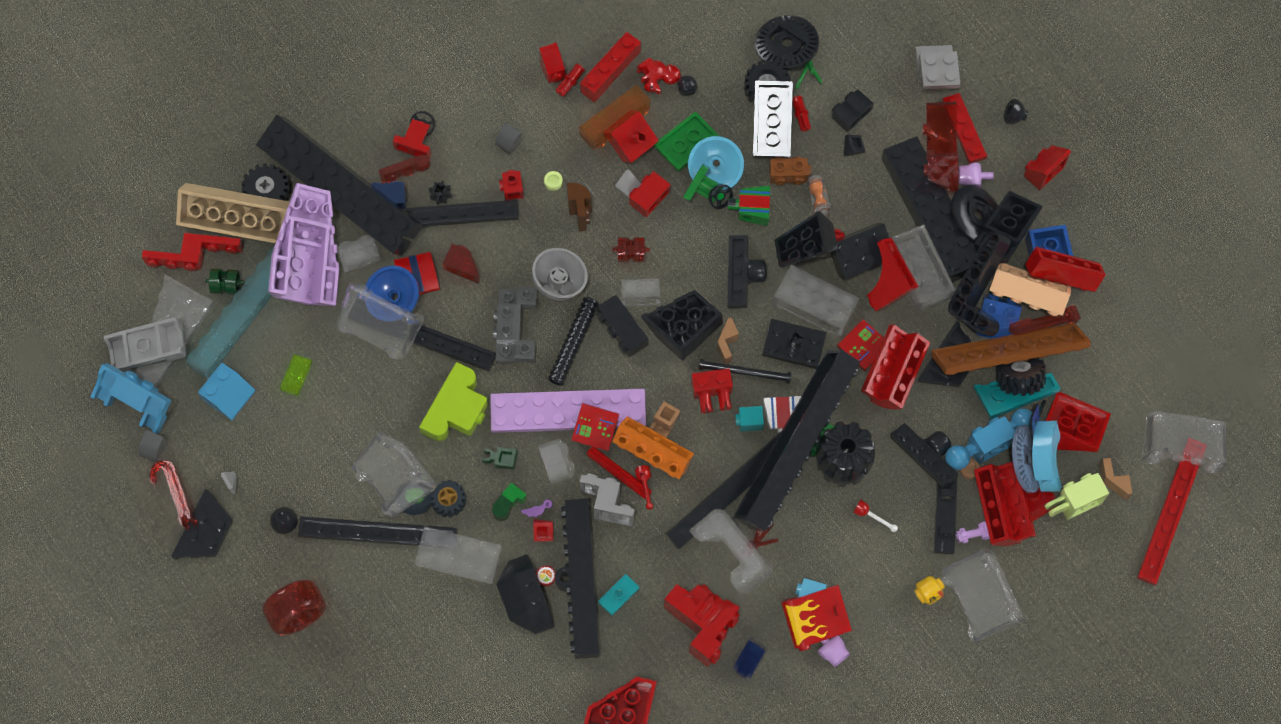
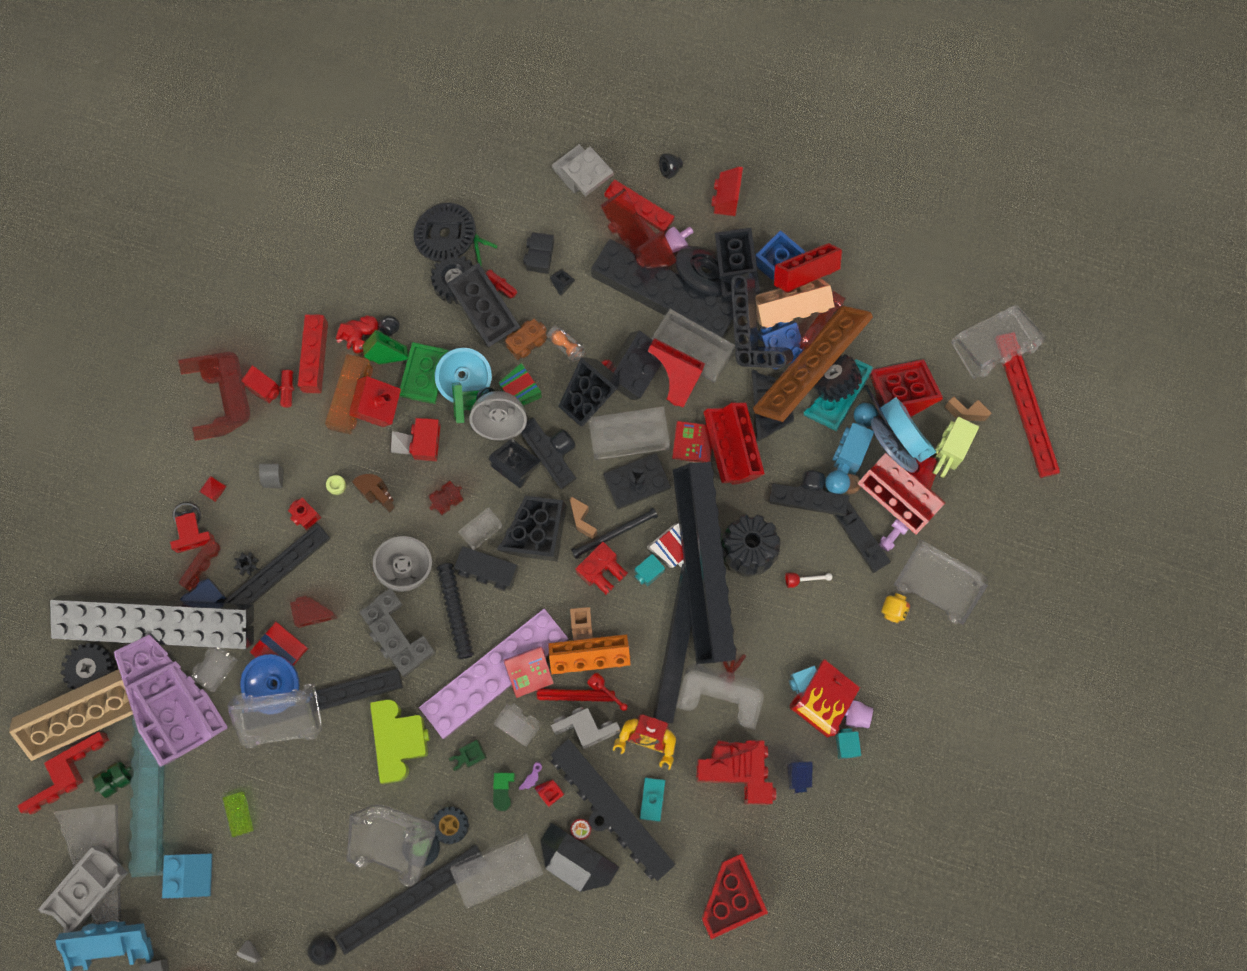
camera: 35 degrees left, 5 degrees up
(456, 118) = (212, 489): none -> red slope
(532, 34) = (225, 370): none -> clear red windscreen
(654, 541) = (650, 734): none -> torso
(669, 101) = (384, 349): none -> green slope
(705, 259) = (514, 462): none -> black bracket
(719, 213) = (498, 416): none -> light grey piece
(807, 666) = (848, 744): none -> teal brick

